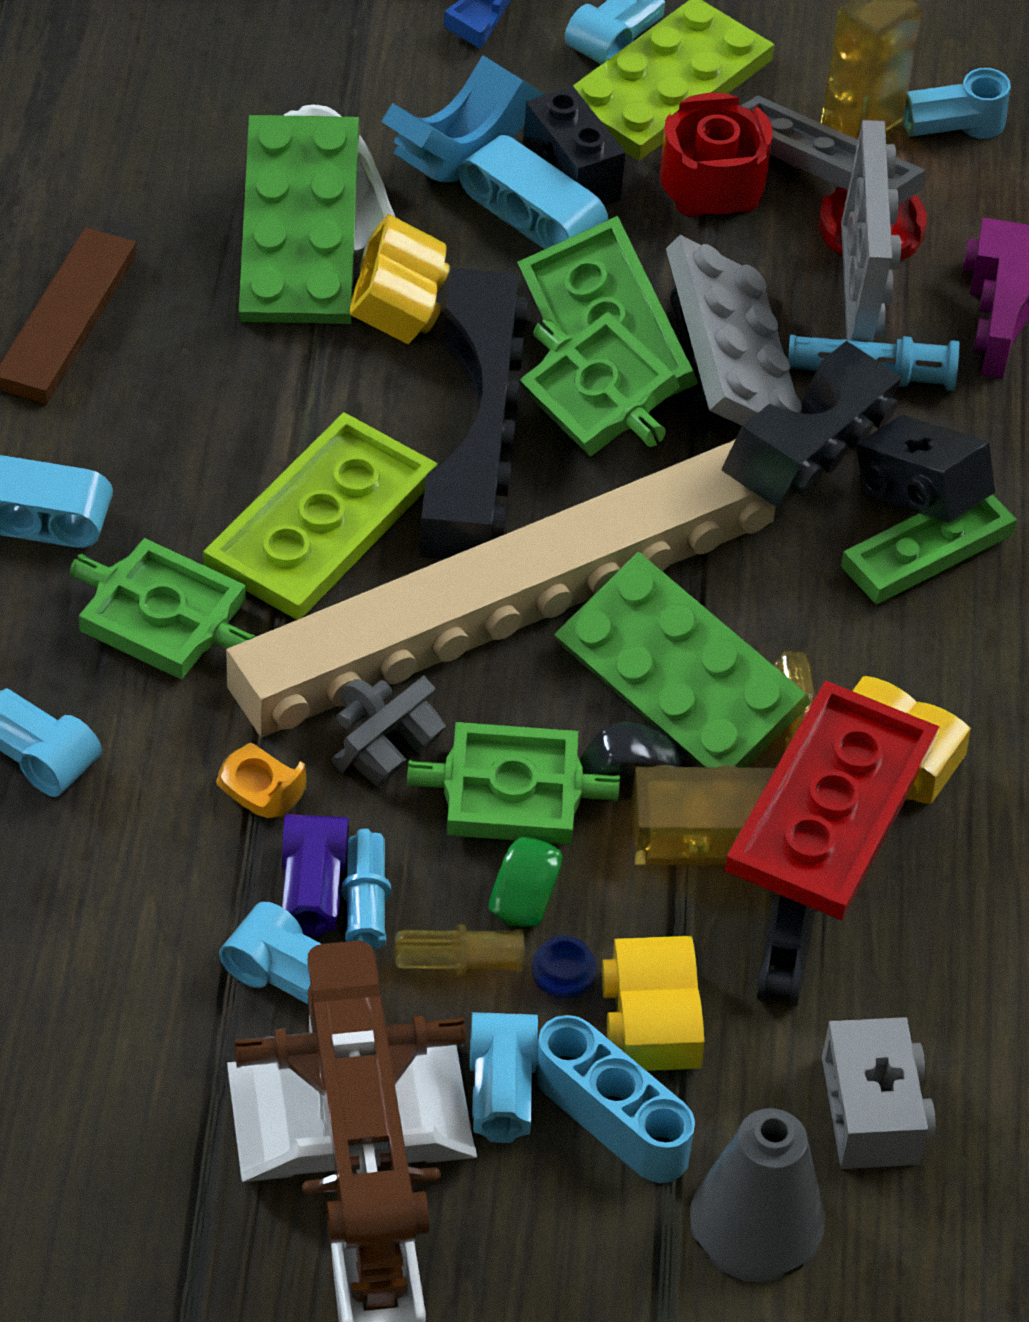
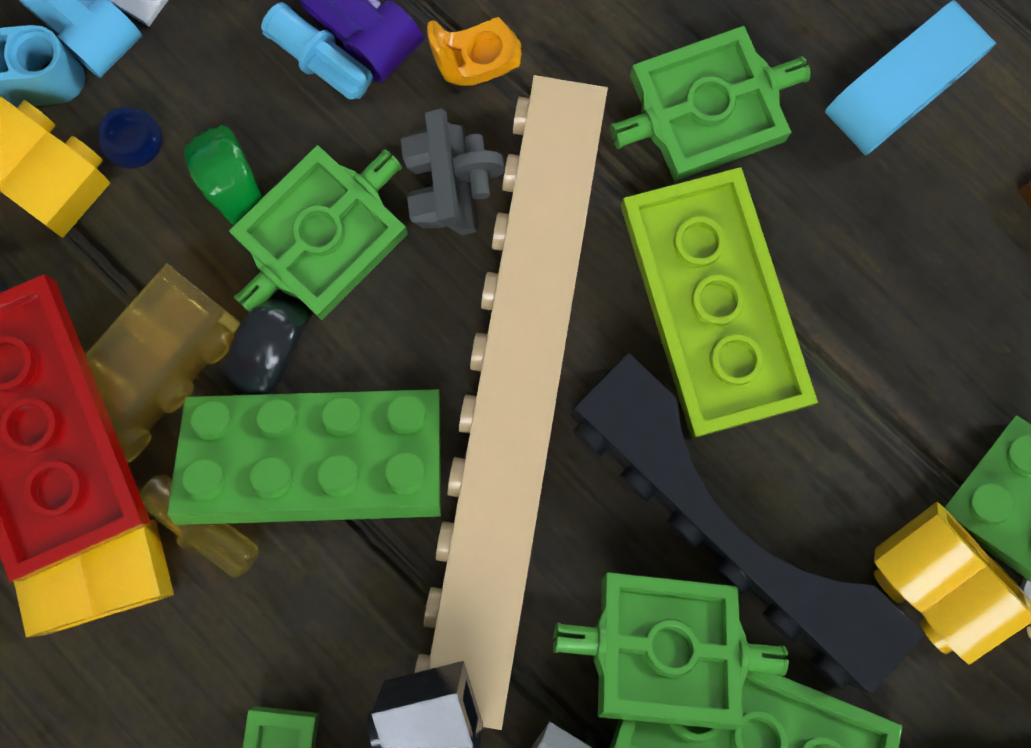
camera: 130 degrees right, 30 degrees up
(459, 949) = (205, 71): clear yellow axle -> none

